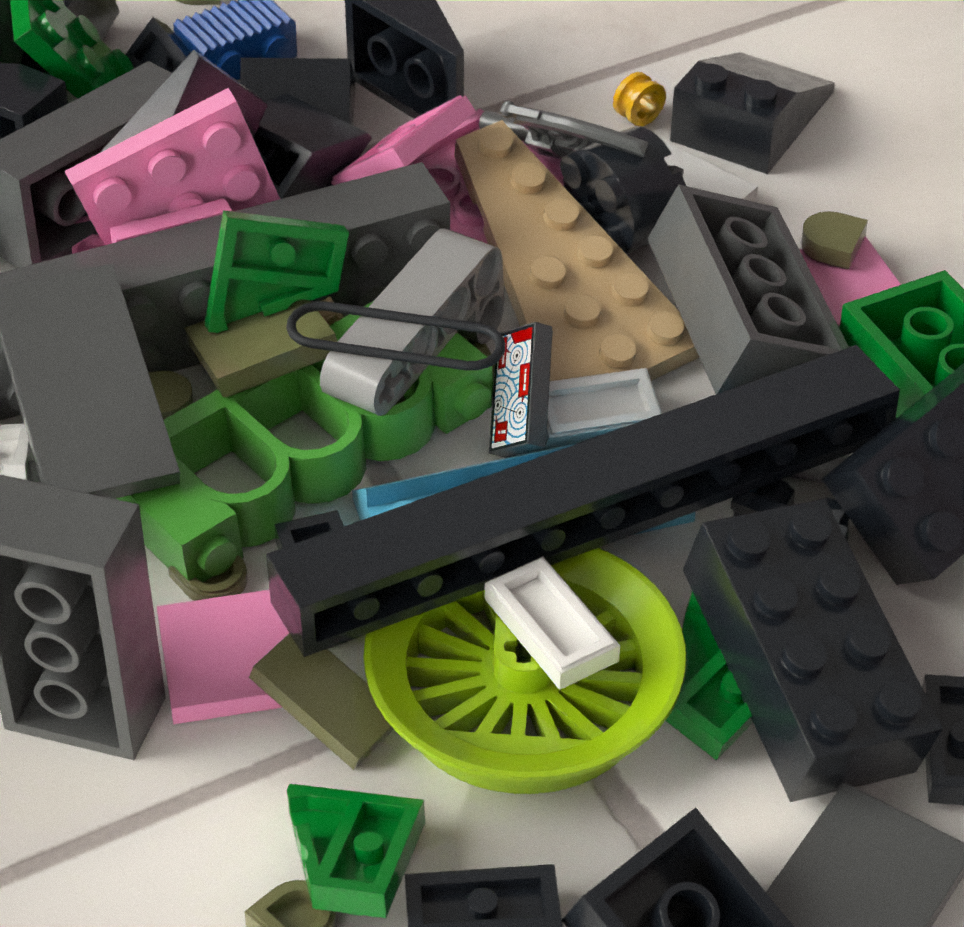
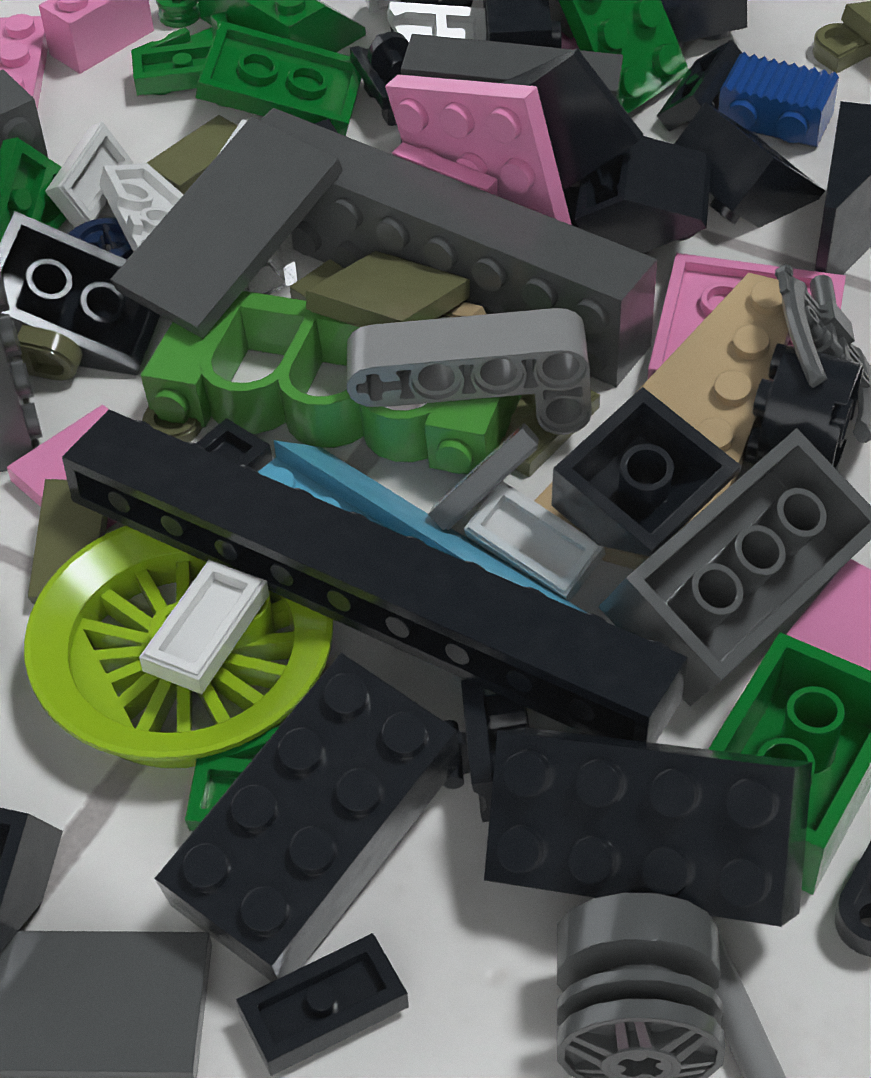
camera: 60 degrees right, 5 degrees up
(271, 264) = (437, 241): green wing -> none
(393, 354) = (386, 365): black piece -> none
(408, 140) = (701, 245): bright pink tile -> none
(636, 295) = (639, 477): none -> black slope

